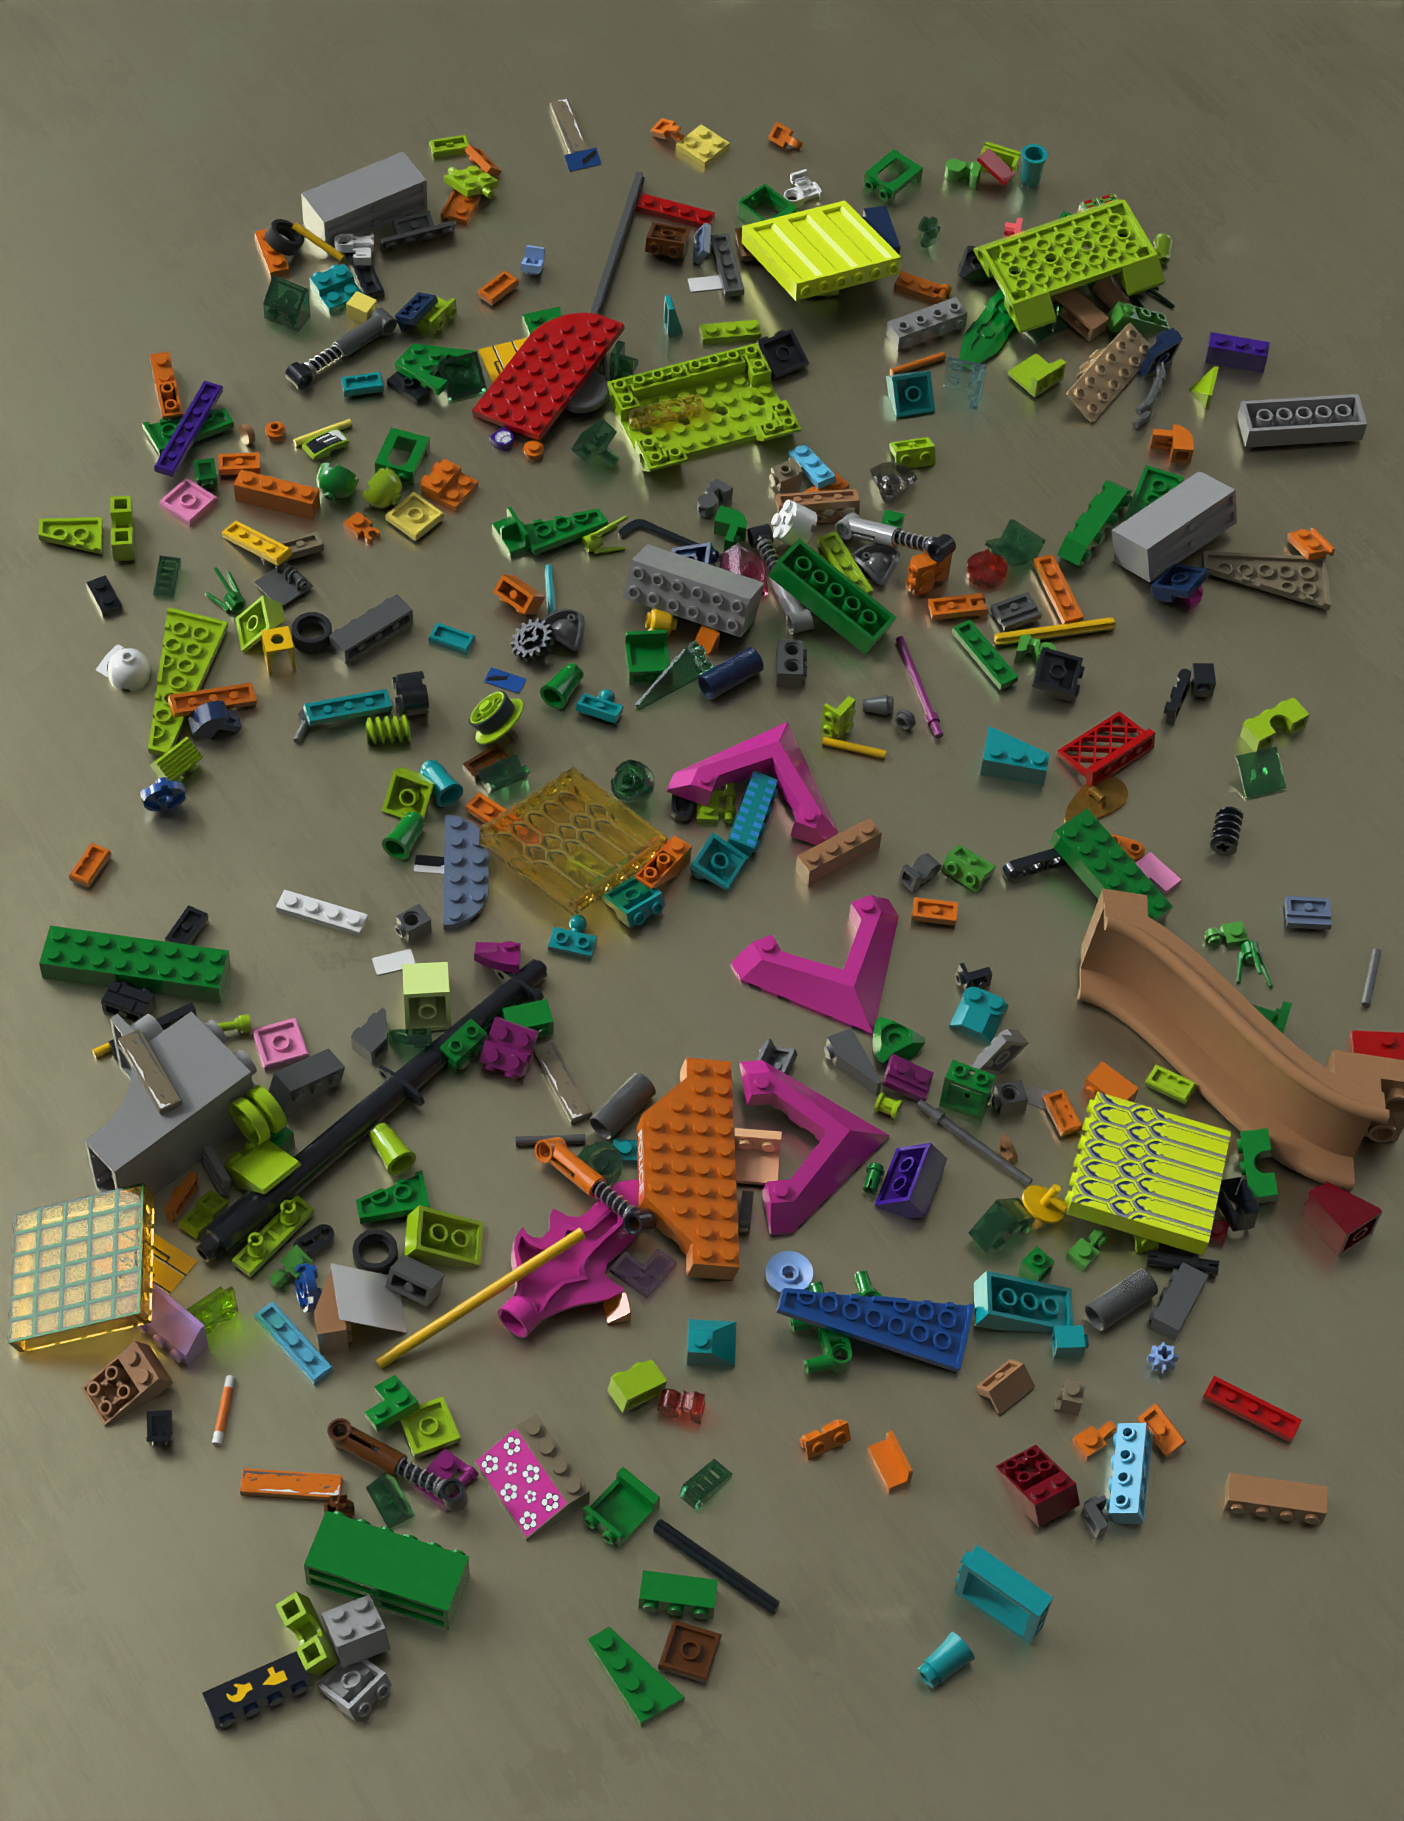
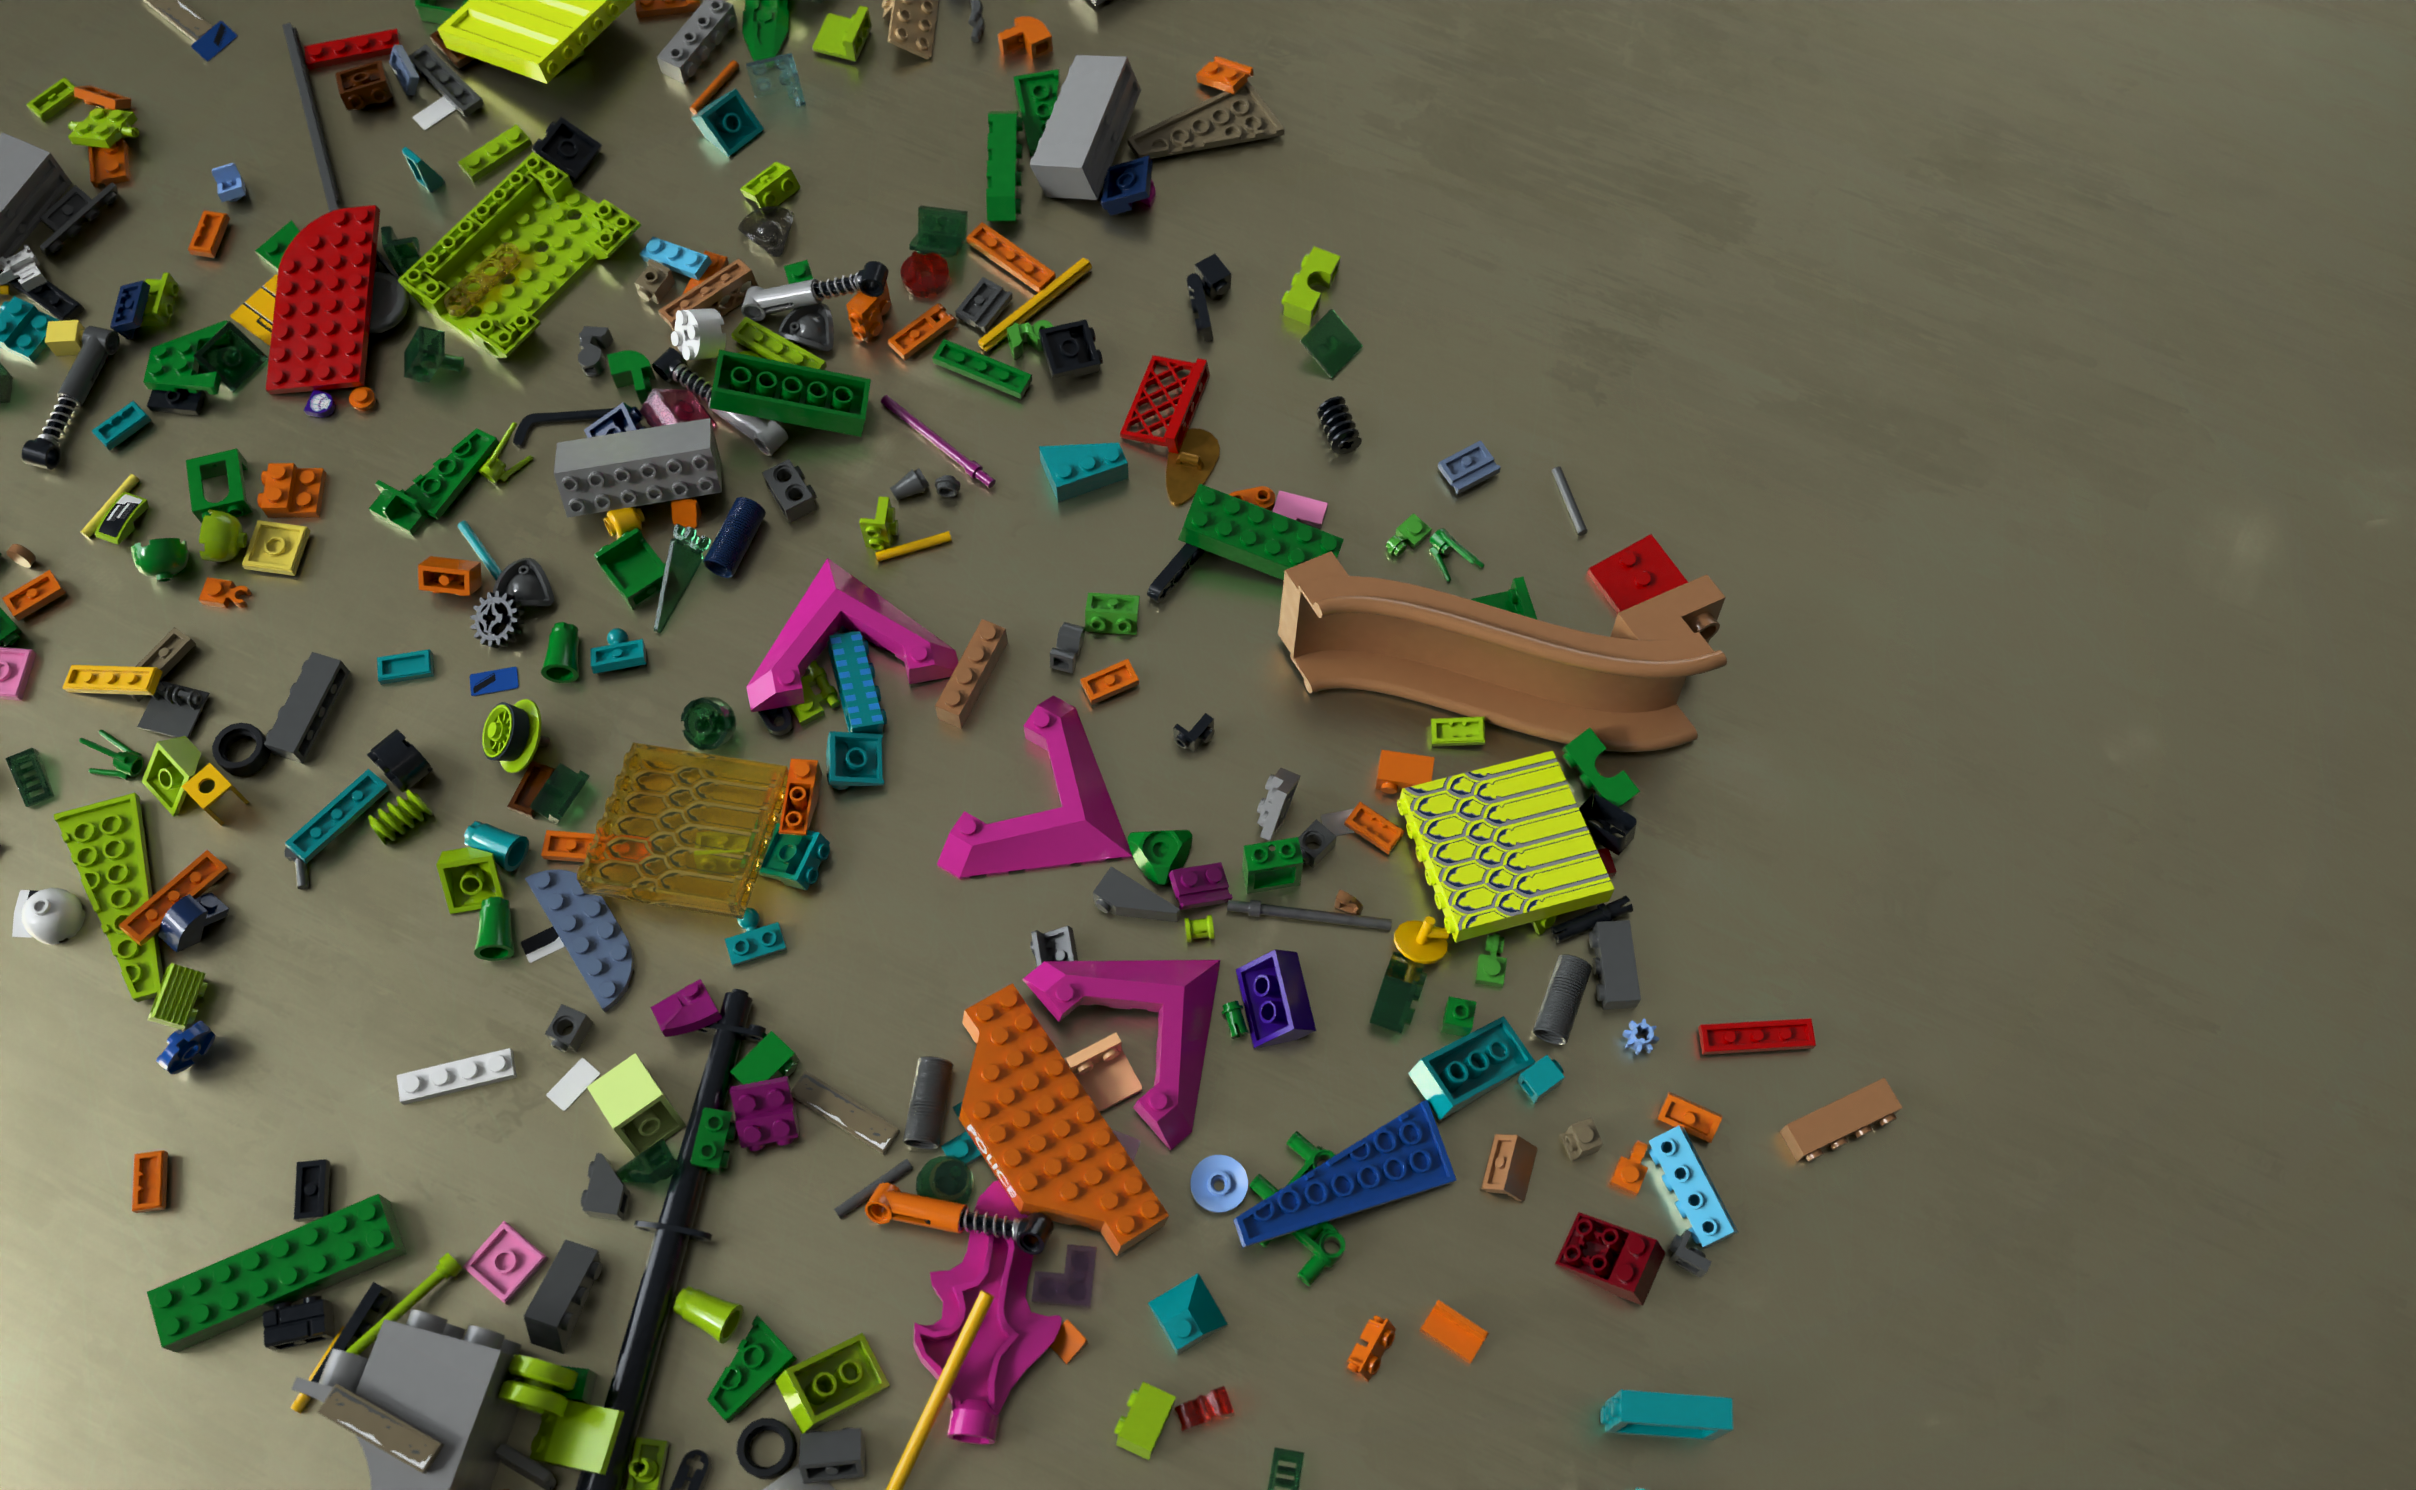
camera: 30 degrees left, 10 degrees up
(275, 430) = (56, 537): orange plate -> none
(277, 494) = (100, 609): orange brick -> none
(745, 1211) = (1131, 1141): clear smoke beam -> none
(979, 1014) = (1224, 769): teal slope -> none
(1339, 1217) = (1708, 778): dark red slope -> none

